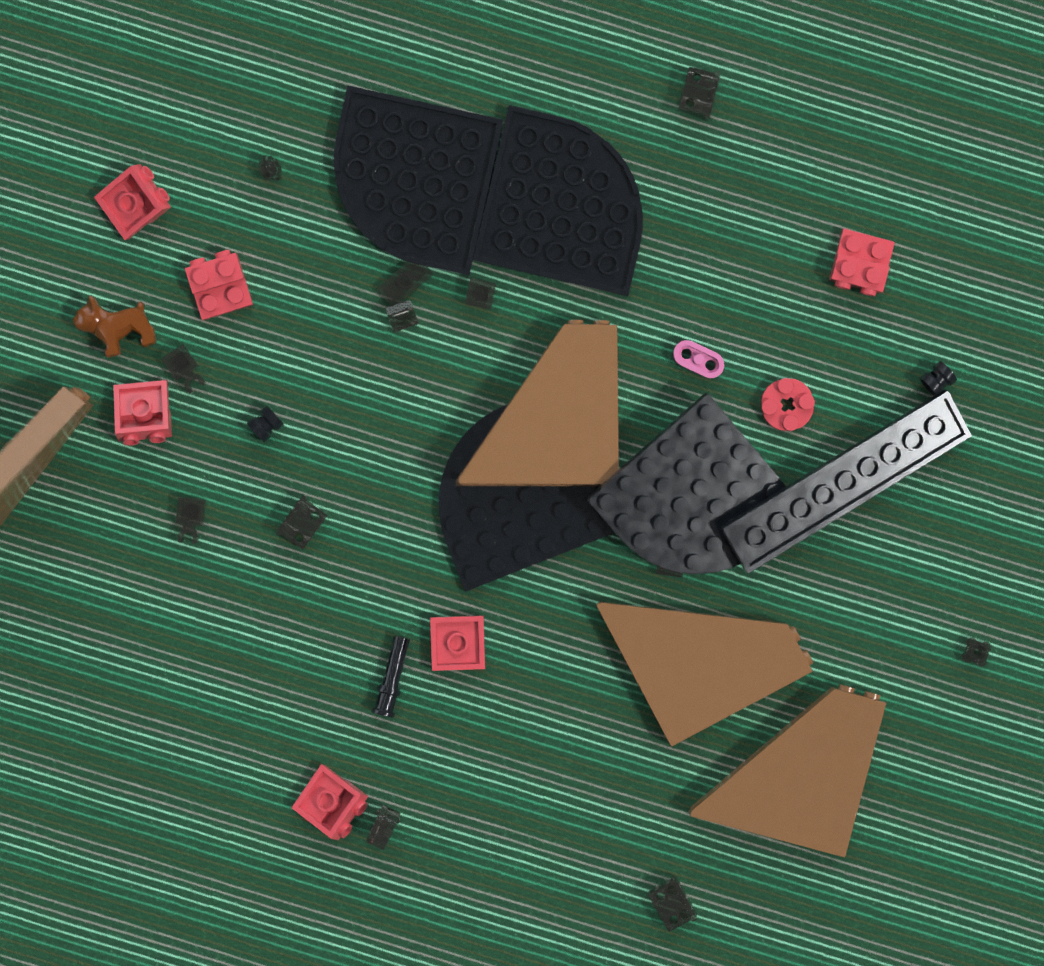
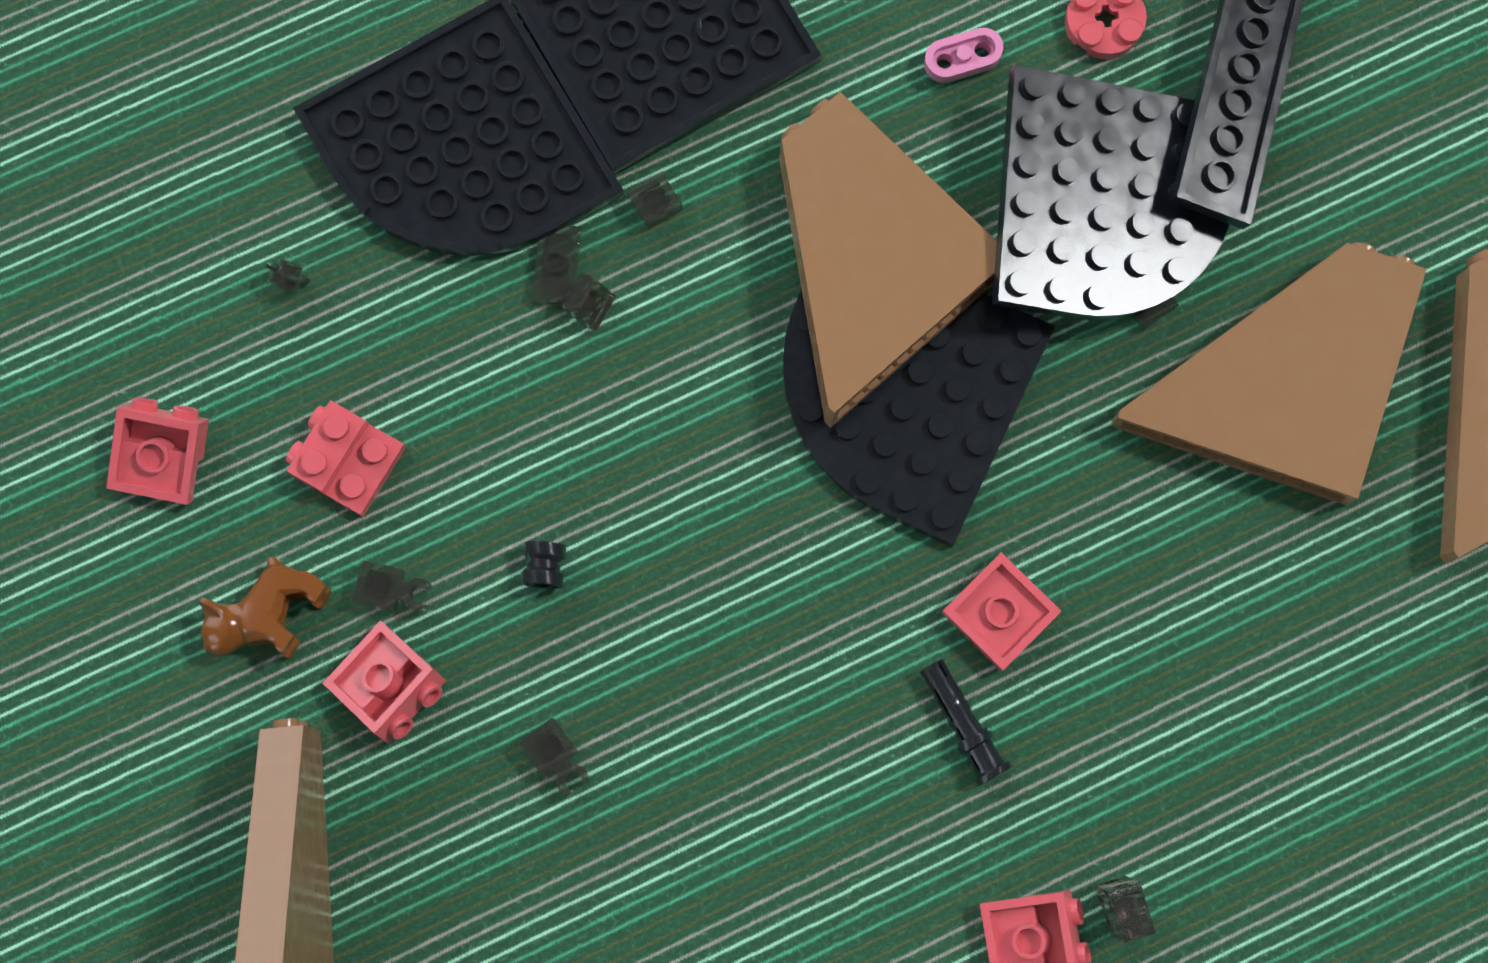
camera: 45 degrees left, 10 degrees down
(301, 522) = (688, 639): clear smoke piece -> none

